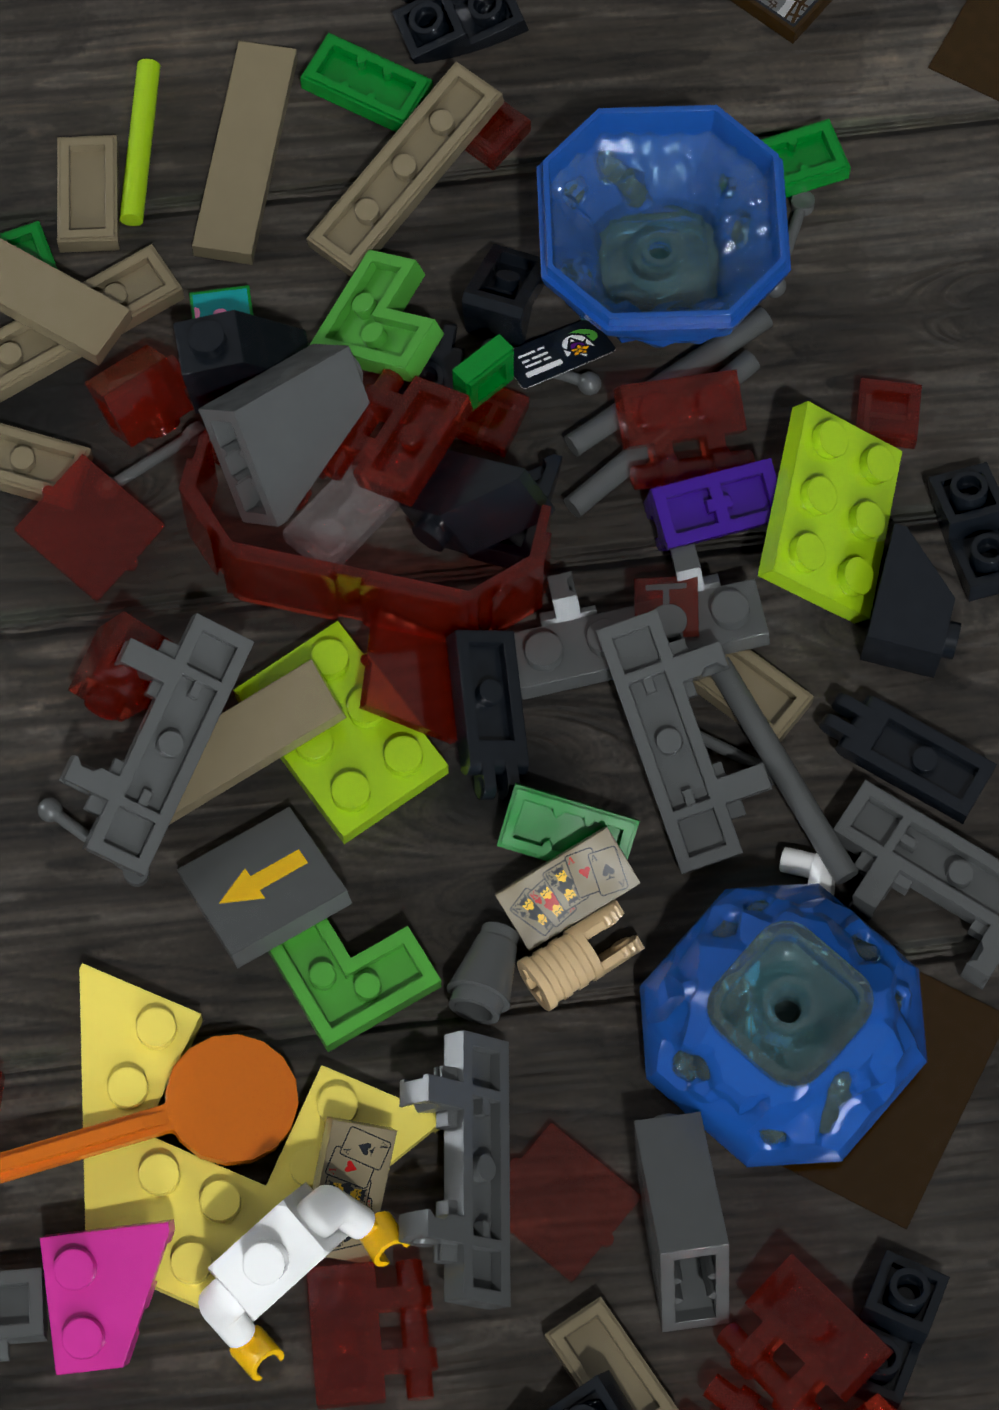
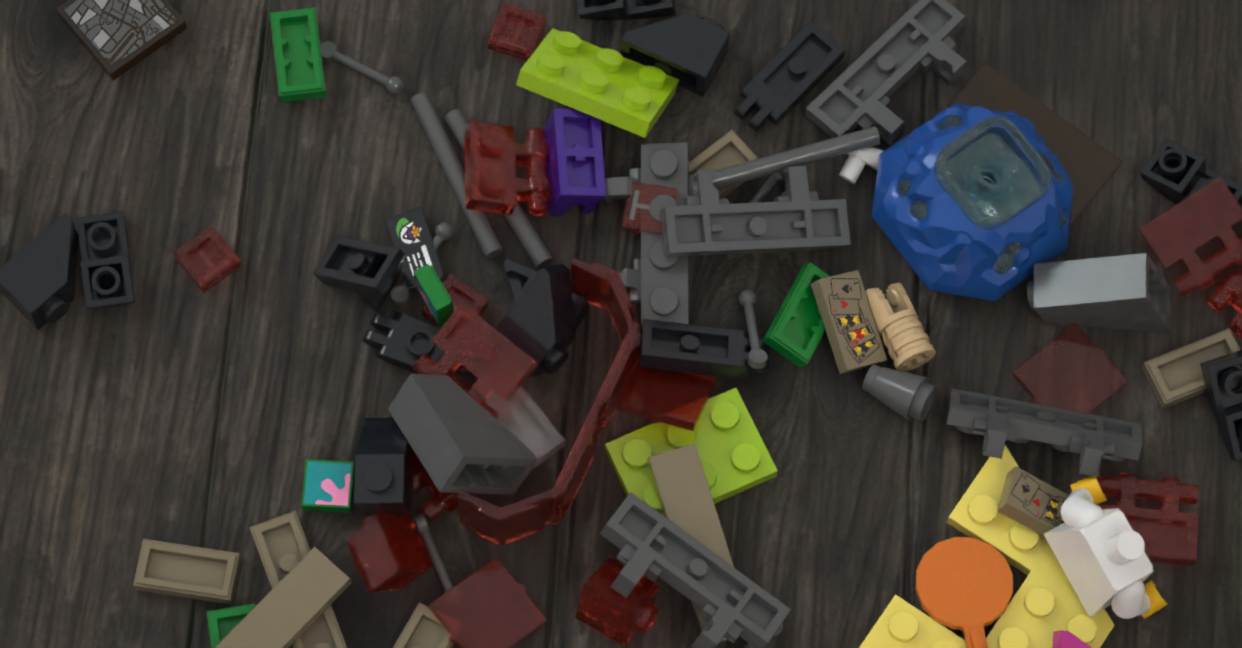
camera: 80 degrees left, 0 degrees up
(140, 142) = (150, 523): lime bar -> none
(245, 153) = (181, 444): dark tan tile -> none
(264, 887) = (809, 531): dark grey tile -> none
(355, 993) = (897, 488): bright green plate -> none
(364, 82) = (147, 339): green plate -> none
(373, 320) = (367, 377): bright green plate -> none
(406, 169) = (233, 324): dark tan tile -> none
(486, 775) = (757, 357): none -> dark grey hinge
(663, 222) = (352, 102): clear light blue rock -> none

